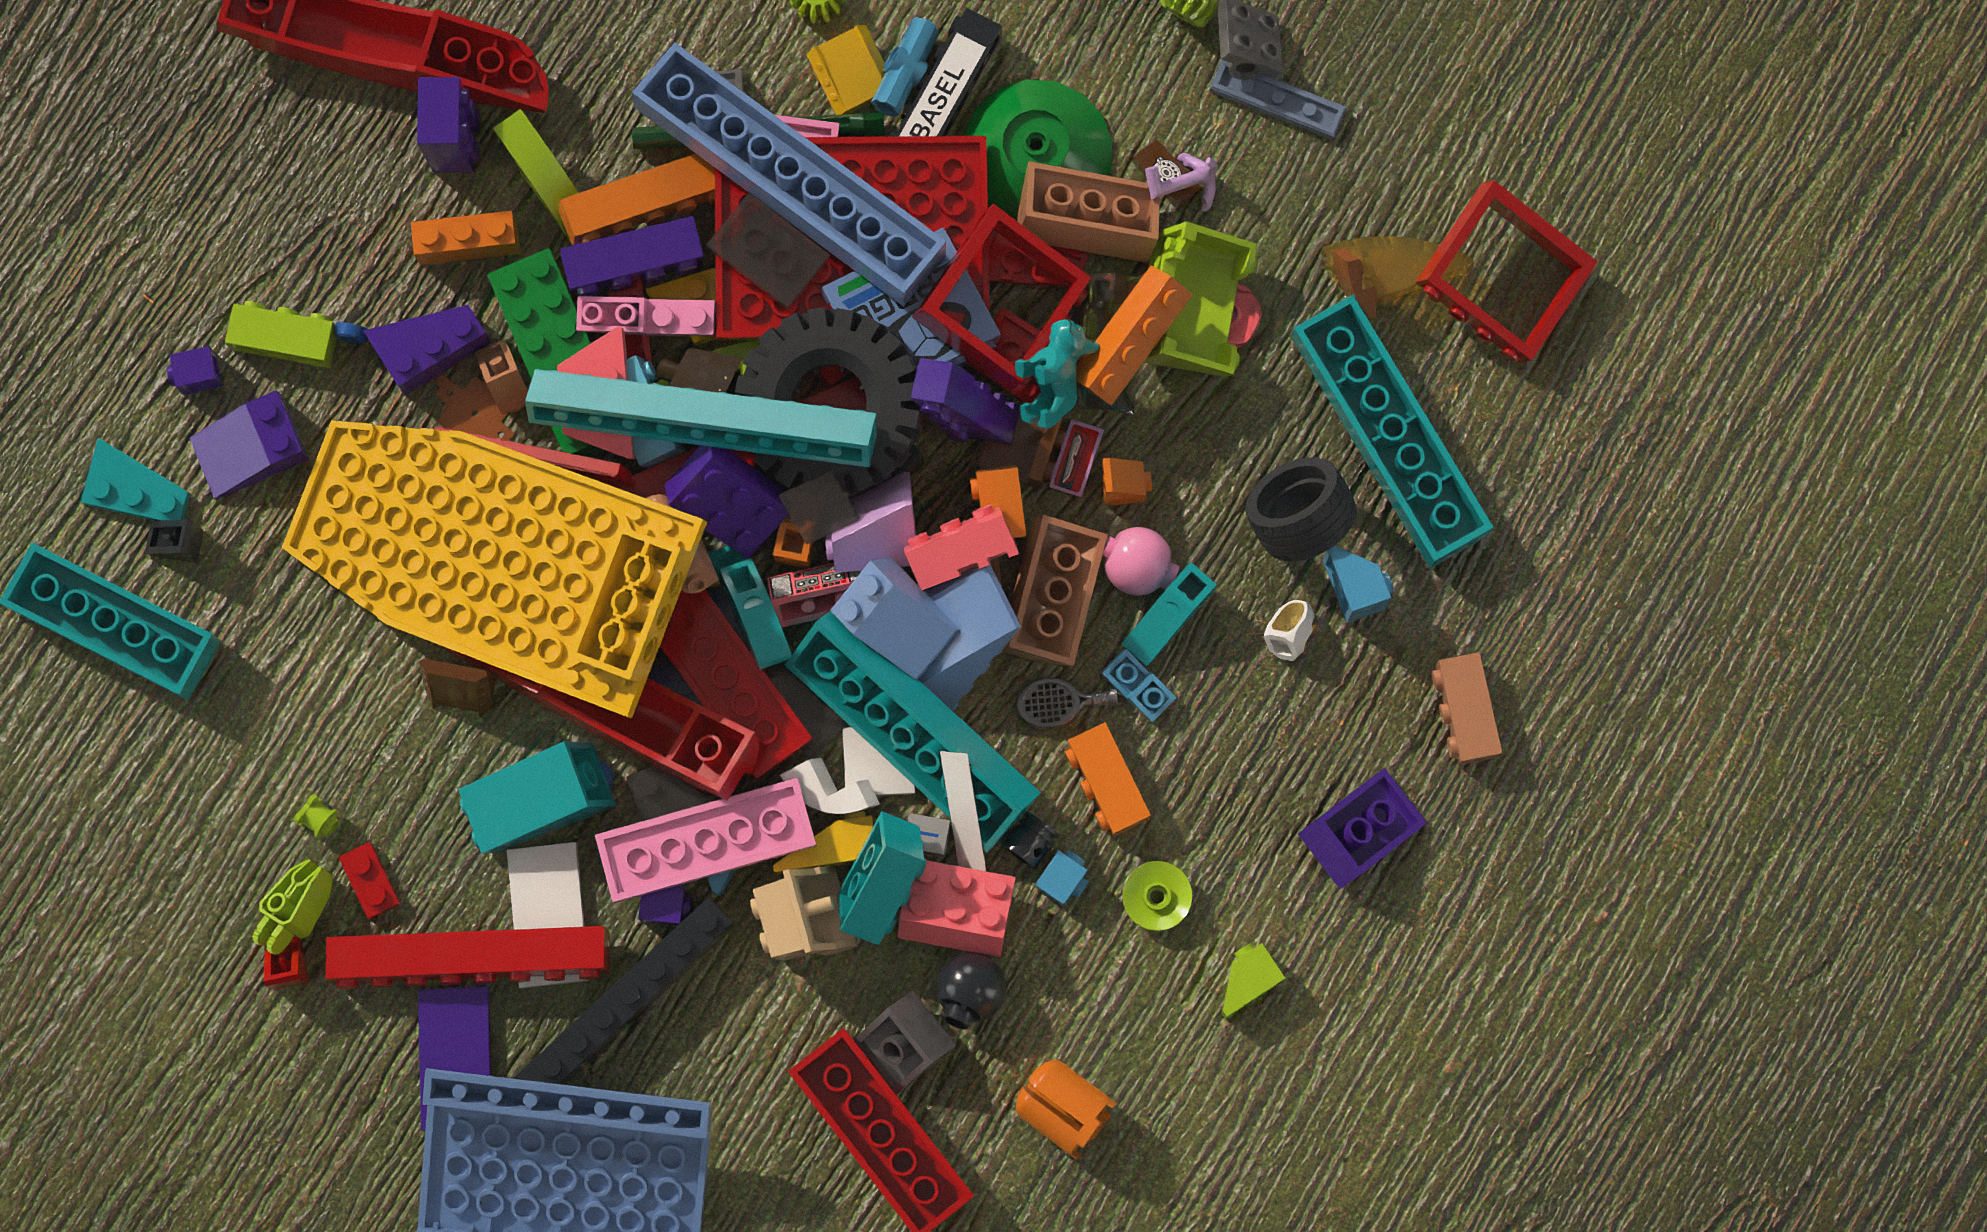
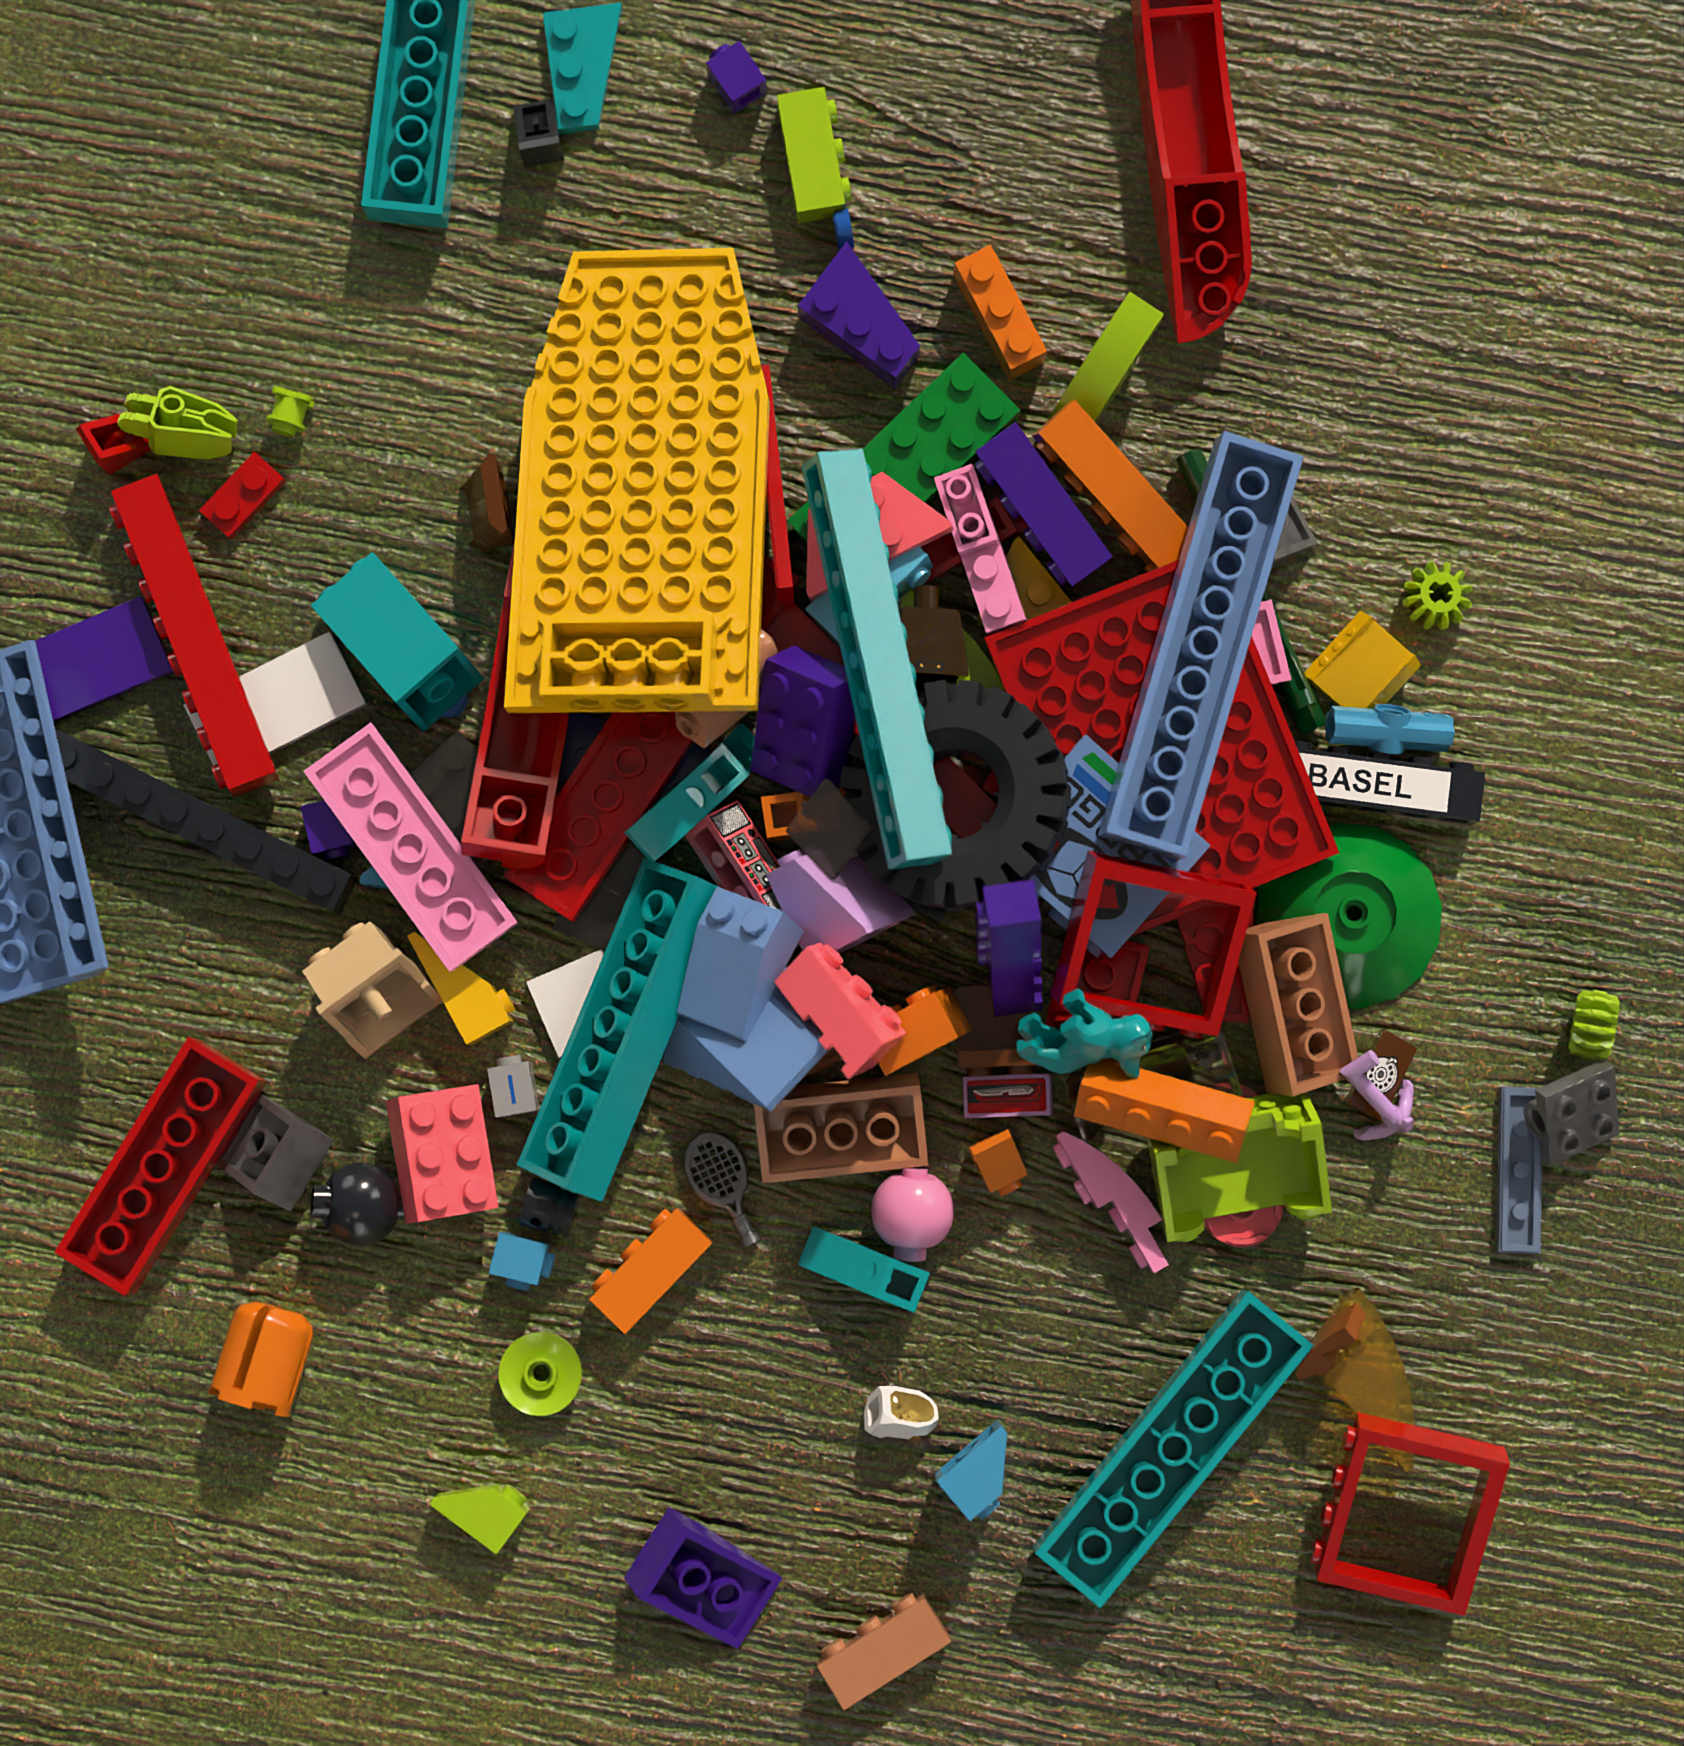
camera: 65 degrees right, 5 degrees up
(249, 445) = (676, 170): slope -> none
(447, 125) = (1116, 239): dark purple brick -> none
(463, 402) = (825, 397): dark orange piece -> none
(502, 376) = (857, 415): nougat slope -> none
(768, 251) = (1104, 657): clear smoke plate -> none
(822, 794) = (515, 955): white brick -> none
(881, 878) = (436, 1059): teal brick -> none
(963, 810) = (547, 1122): white sticker -> none
(1138, 685) = (773, 1262): dark azure slope -> none
(1170, 408) = (1106, 1182): none -> bright pink slope
(1313, 528) = (1017, 1406): black tyre -> none

